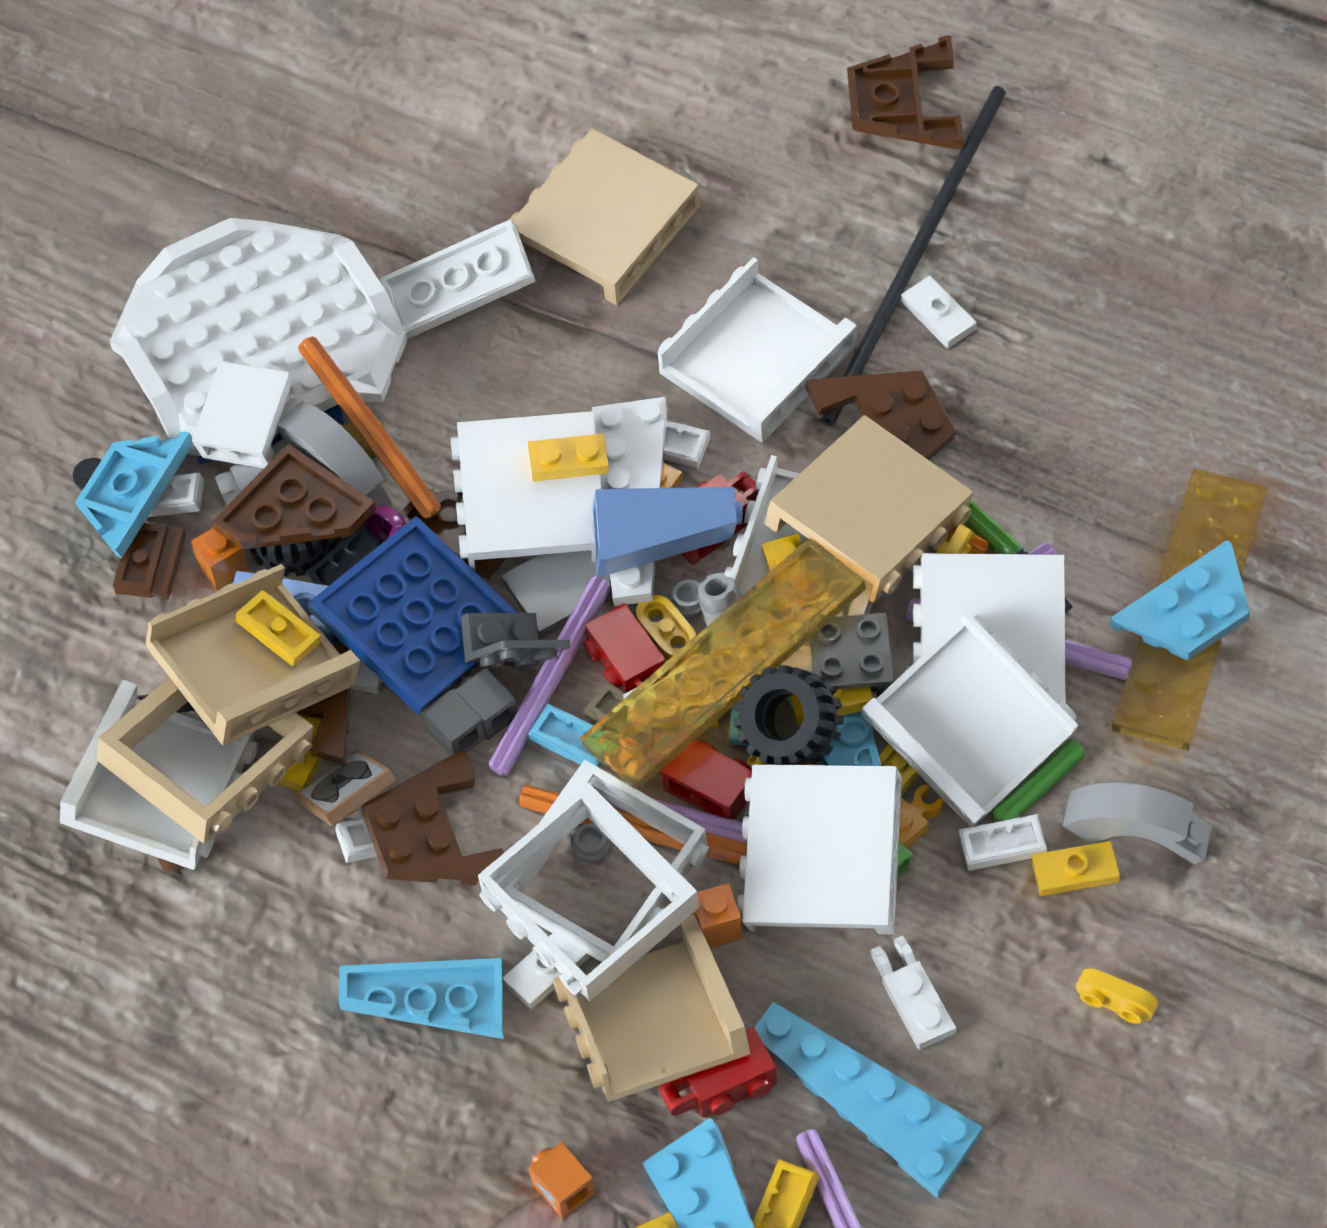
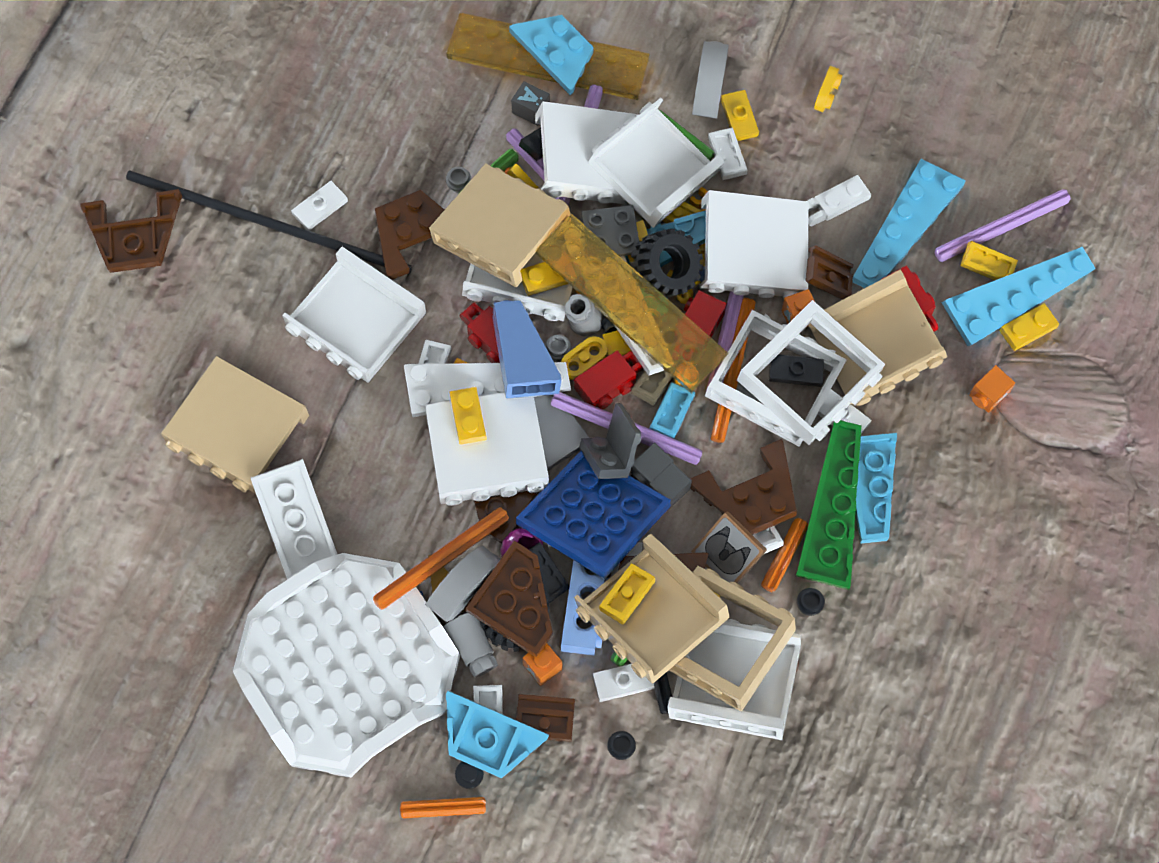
camera: 100 degrees left, 10 degrees up
(55, 447) = (443, 807): none -> orange axle
(99, 649) = (621, 745): none -> black plate
(243, 413) = (435, 644): white panel -> none
(262, 896) = (810, 601): none -> black plate
(336, 869) = (784, 555): none -> orange axle
(369, 926) = (830, 531): none -> green wing
(614, 897) = (796, 370): none -> black plate
(774, 960) = (829, 272): none -> reddish brown plate
(976, 478) = (457, 178): none -> light grey plate
(1098, 574) = (527, 101): none -> dark grey brick

